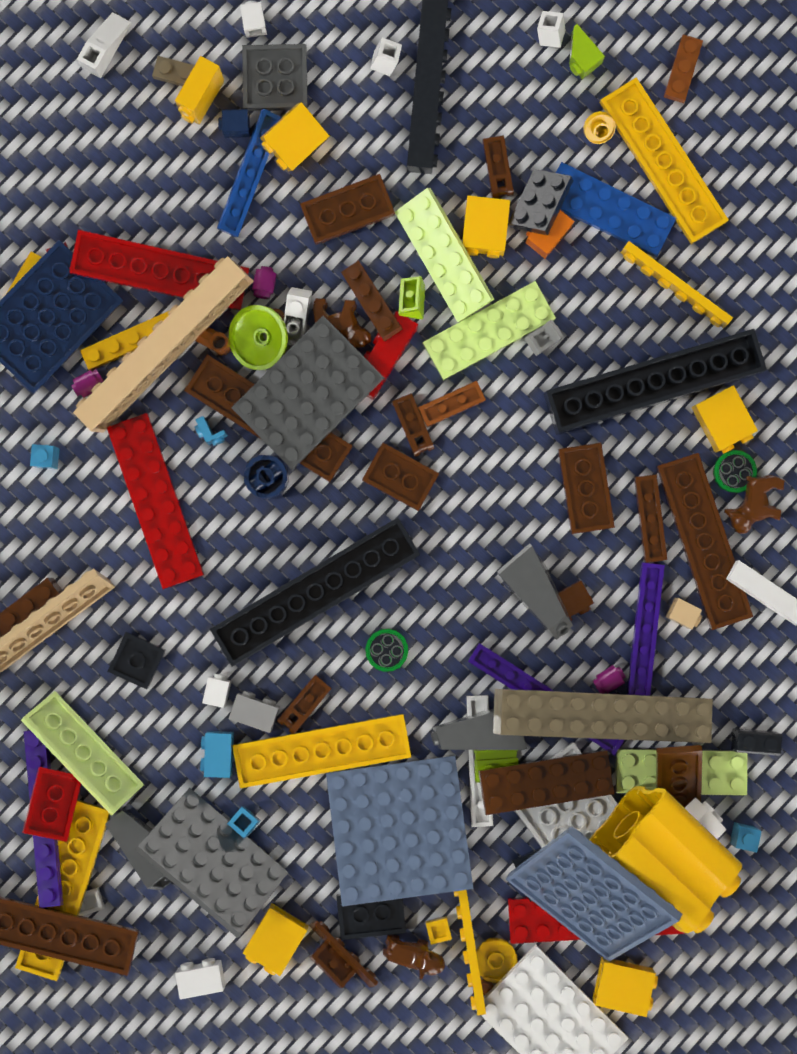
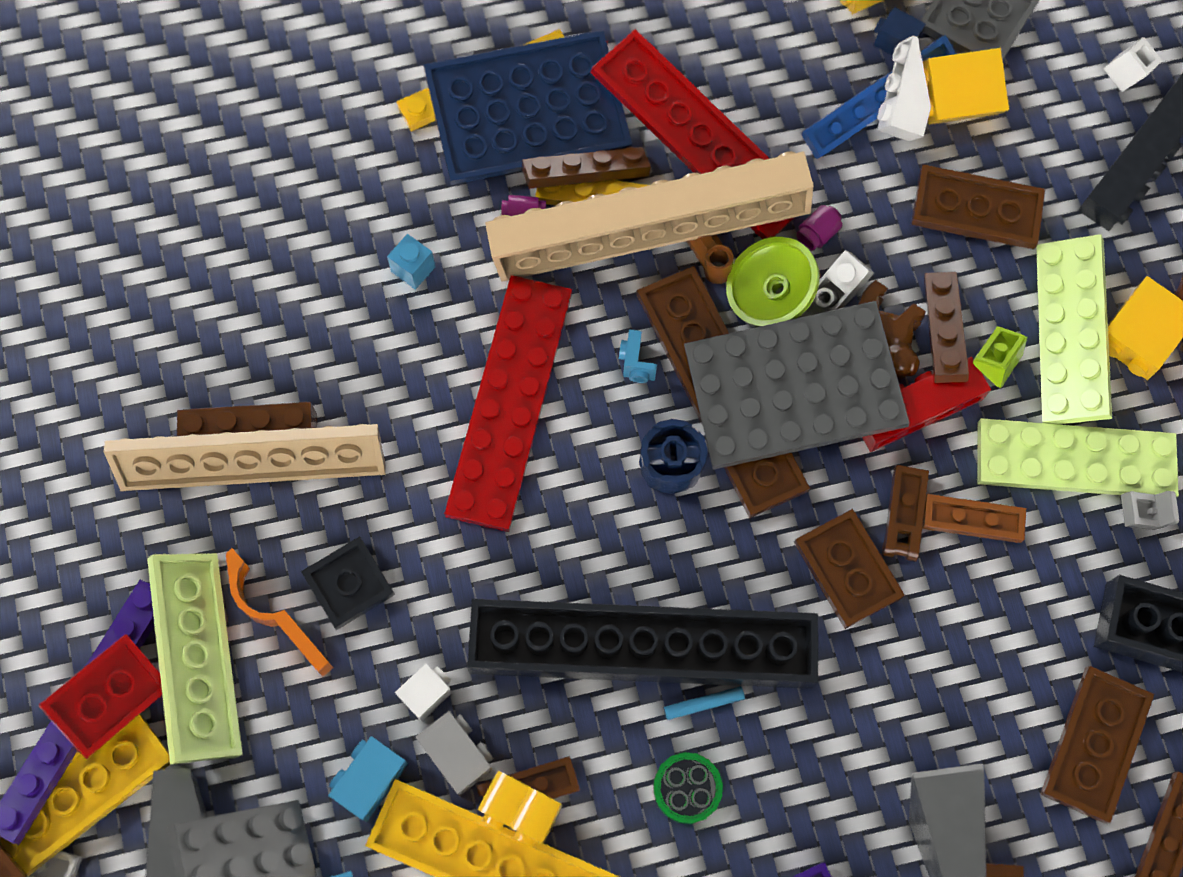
camera: 30 degrees right, 15 degrees down
(72, 693) = (237, 573): none -> orange piece
(106, 333) = (585, 167): none -> reddish brown plate
(266, 169) = (907, 96): none -> white slope
(306, 719) = (519, 808): none -> yellow brick
(367, 600) = (704, 703): none -> dark azure piece

